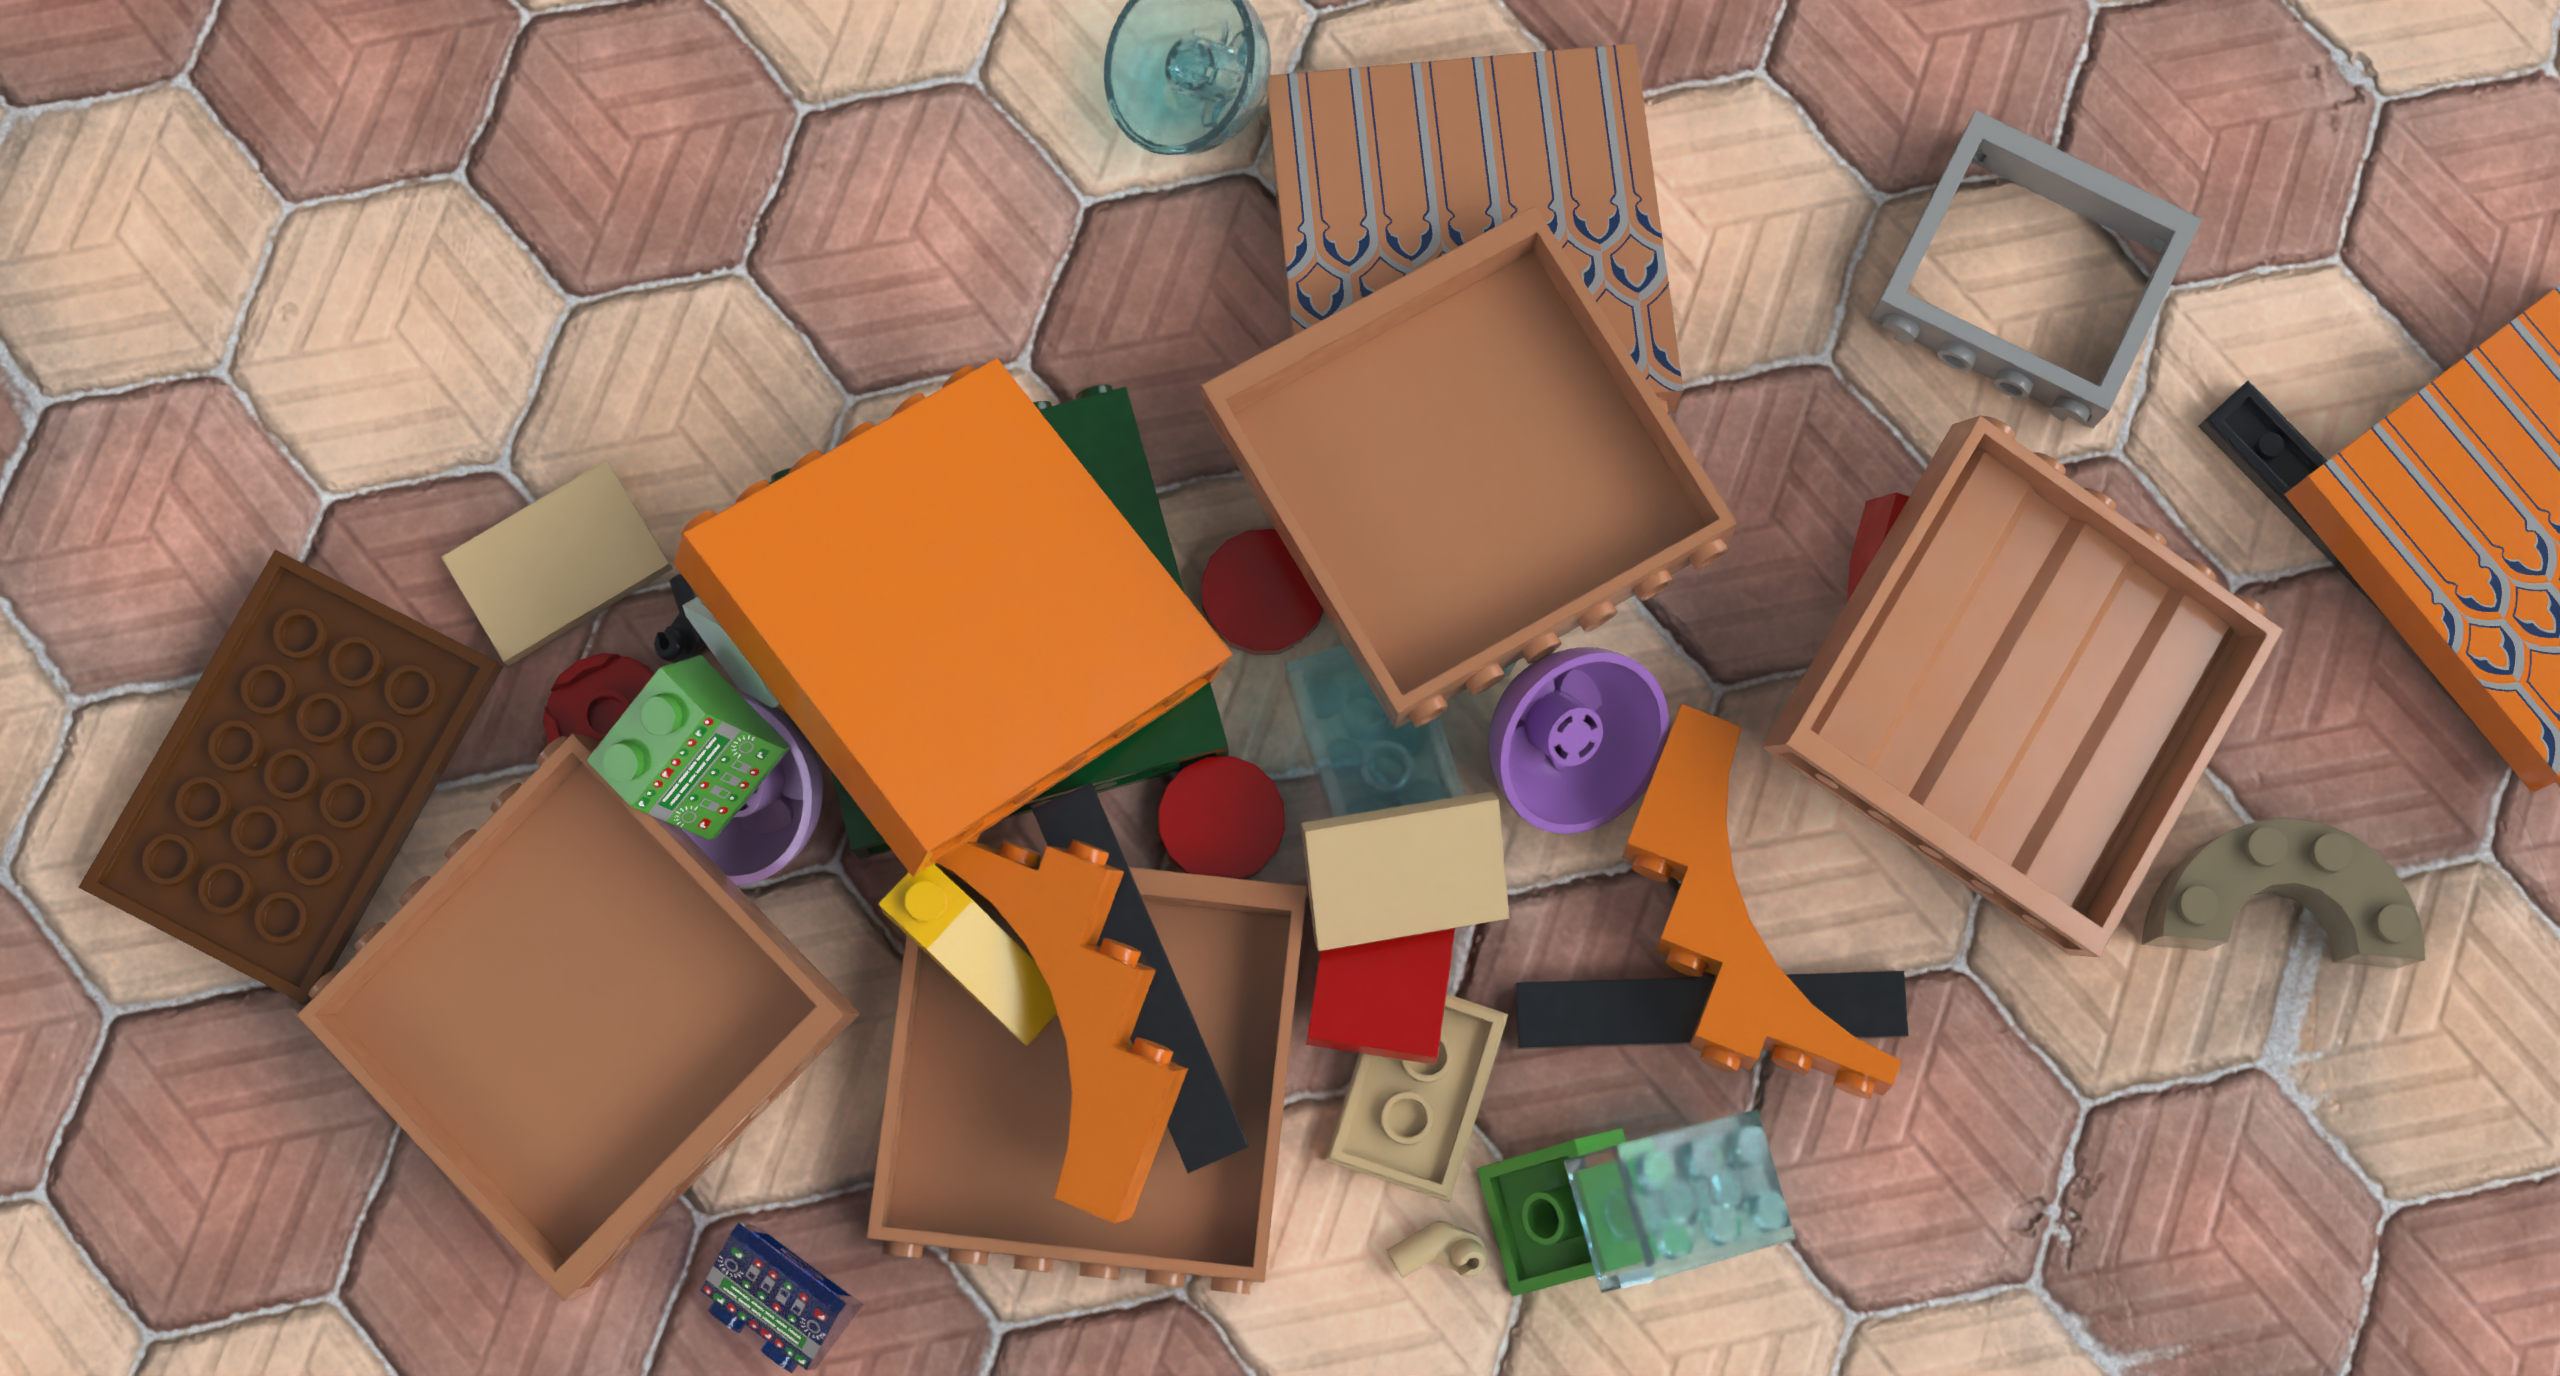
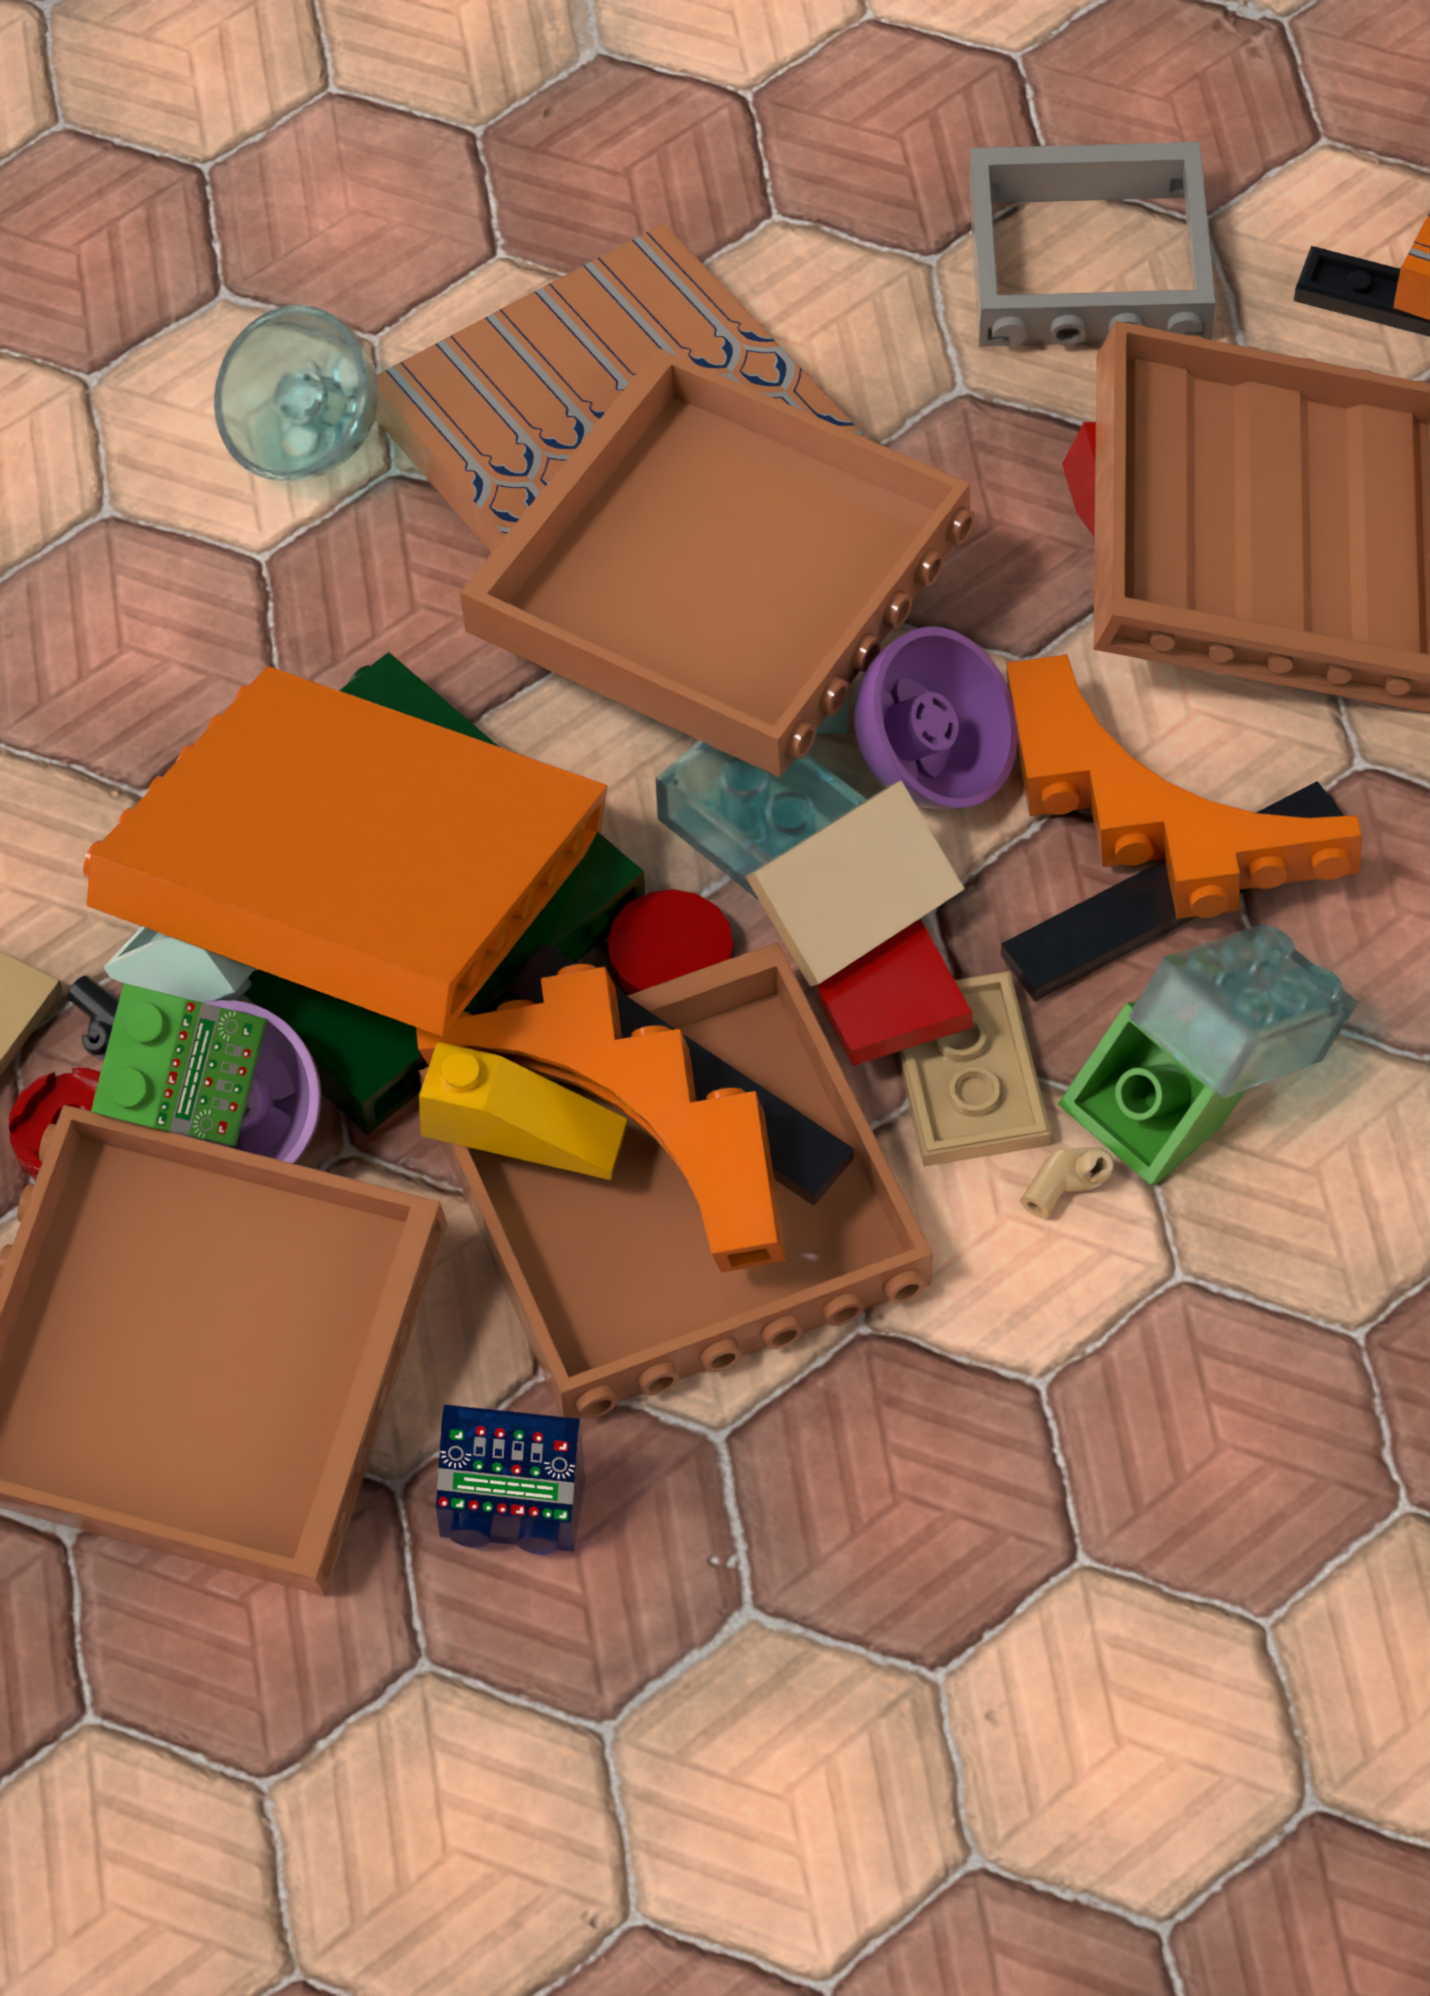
camera: 25 degrees left, 20 degrees down
(1258, 595) = (607, 749): red tile -> none

